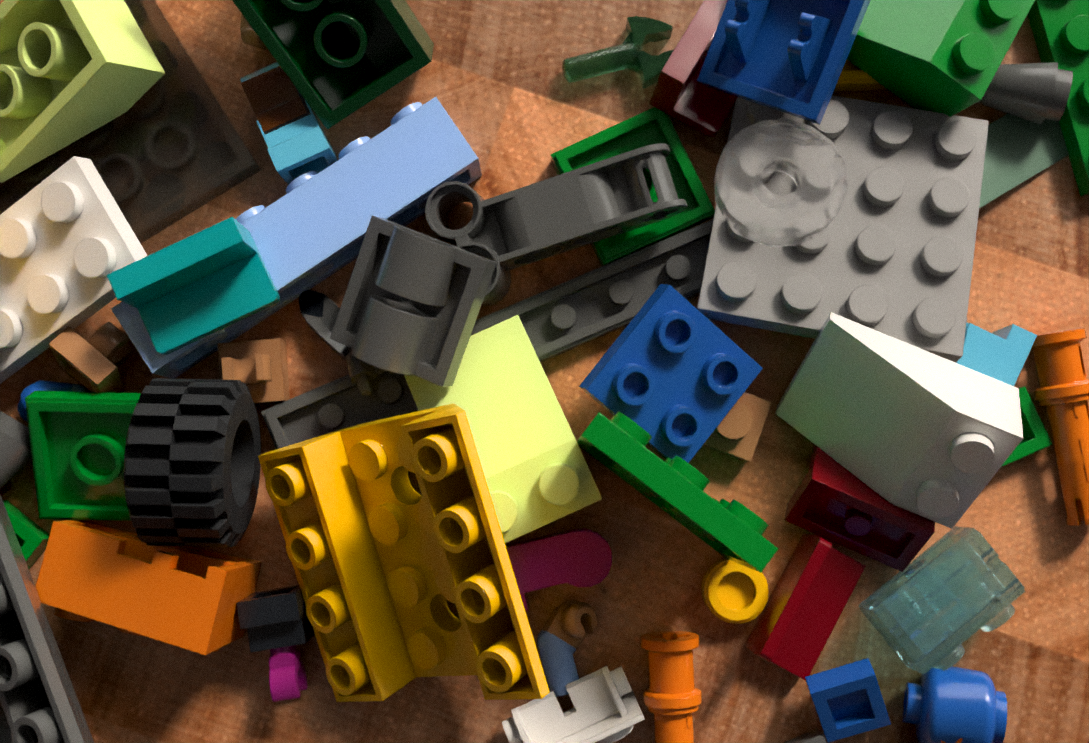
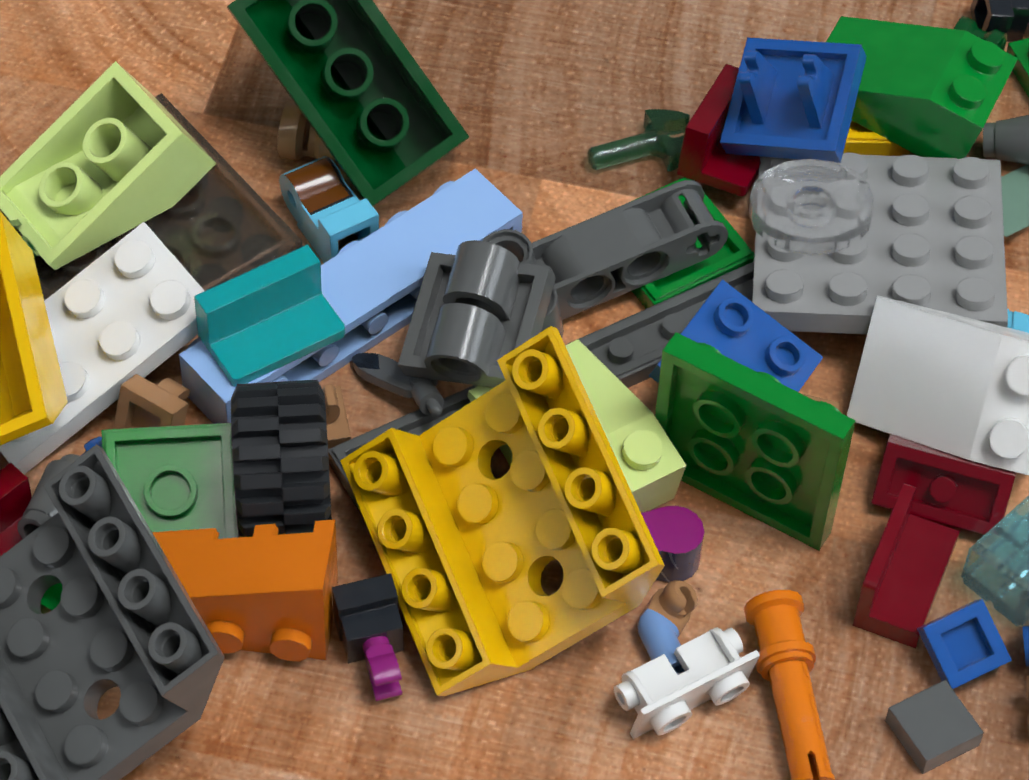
camera: 10 degrees left, 30 degrees down
(734, 591) = (832, 570): yellow tile -> none

